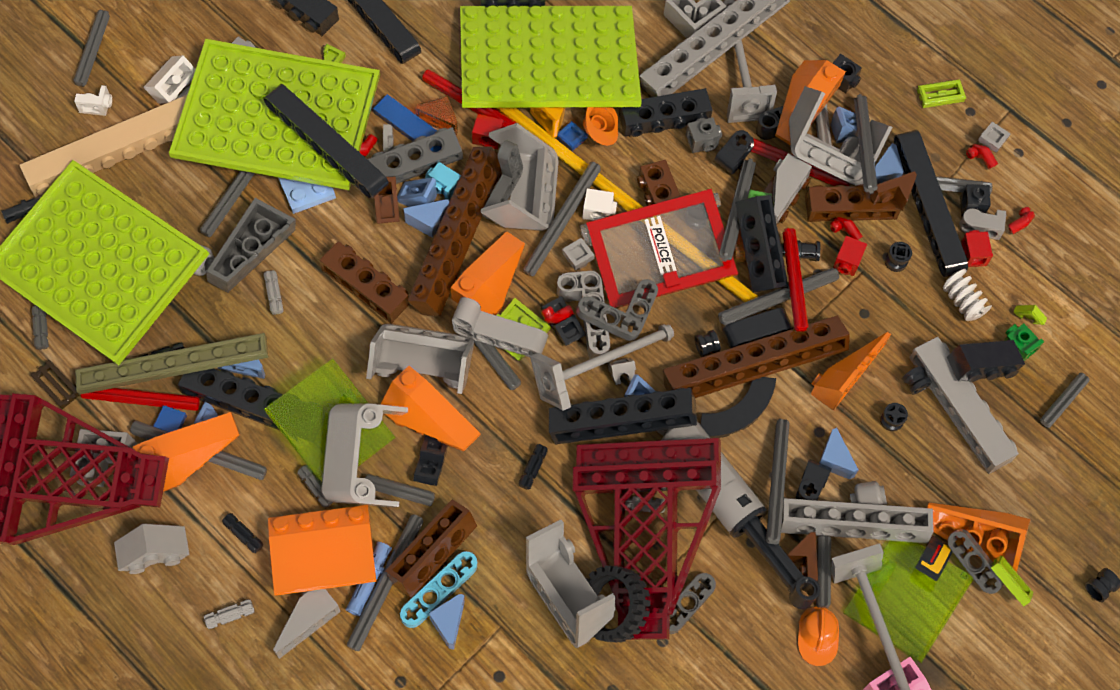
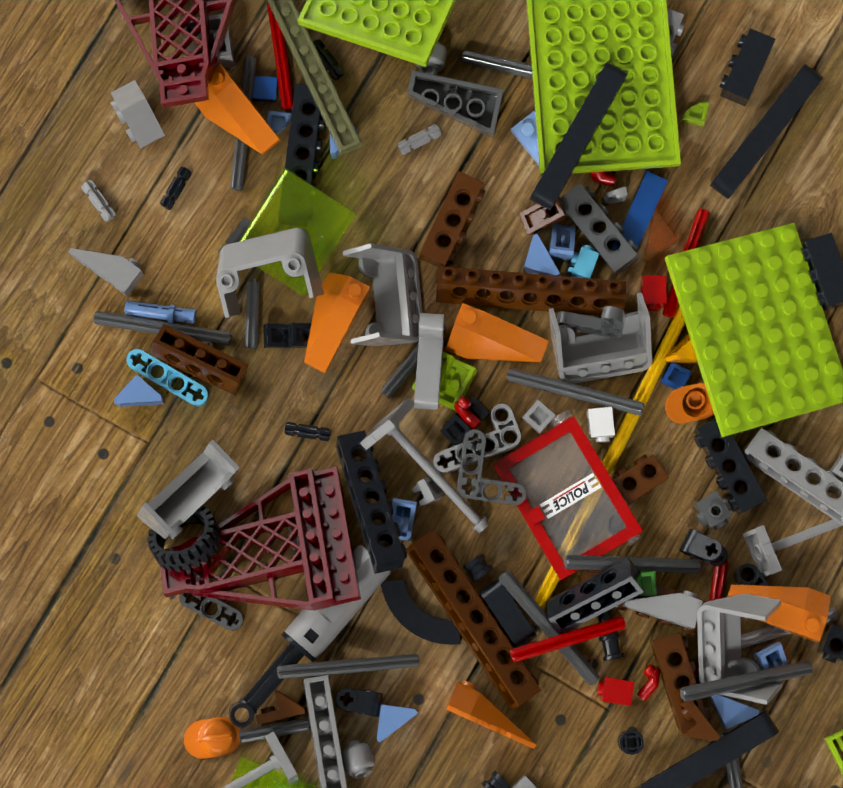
camera: 80 degrees right, 15 degrees up
(321, 550) = (170, 262): orange slope -> none
(899, 415) = (450, 773): black wheel -> none

